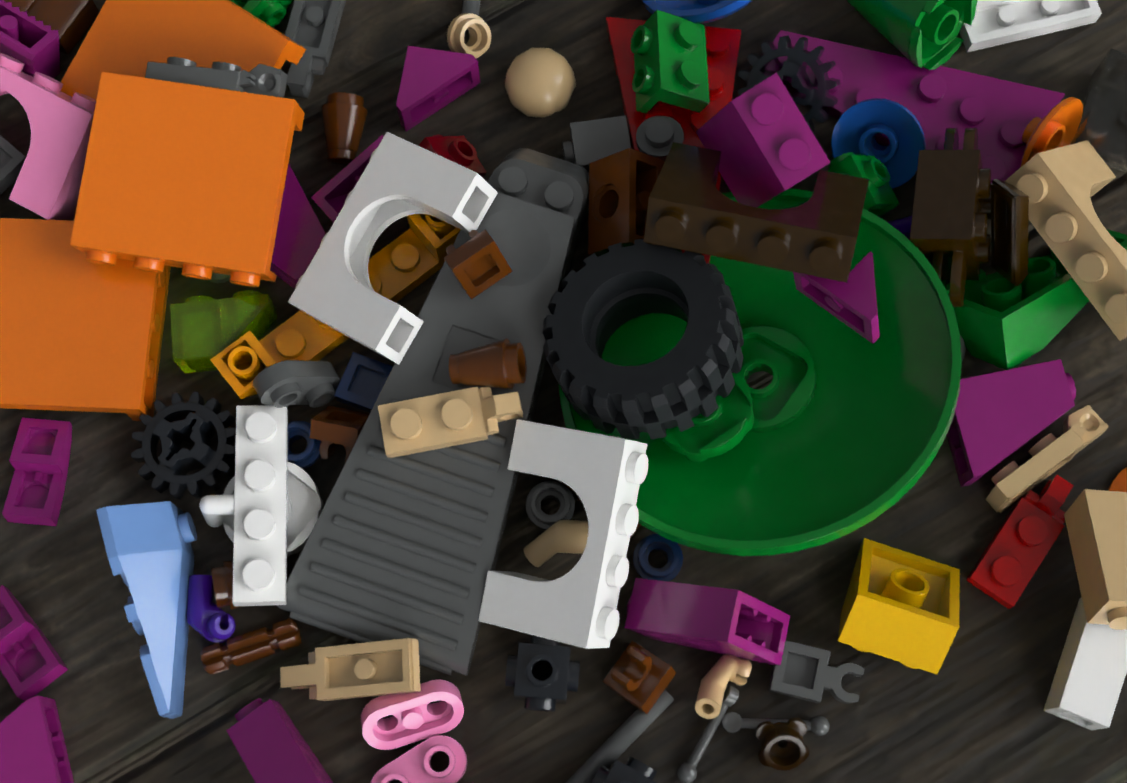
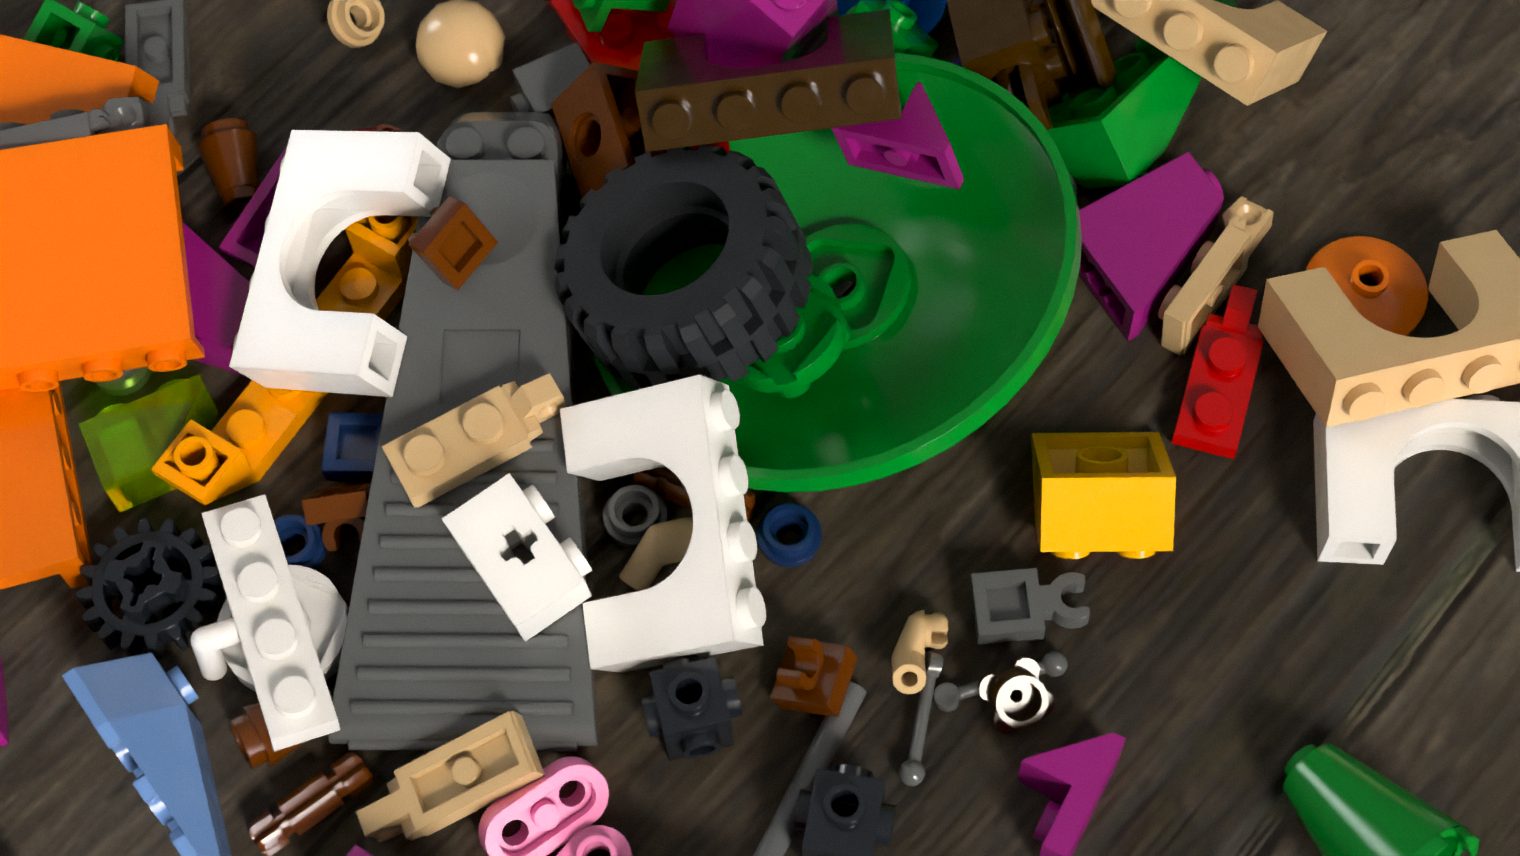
camera: 15 degrees left, 10 degrees down
(203, 614) = (236, 785): dark purple arm -> none
(297, 383) = (270, 465): dark grey plate -> none
(429, 506) = (528, 593): none -> white brick
(432, 81) = (330, 76): magenta slope -> none
(491, 365) = (507, 355): reddish brown cone -> none
(657, 136) = (623, 46): dark grey plate -> none
(708, 619) = (873, 574): magenta slope -> none

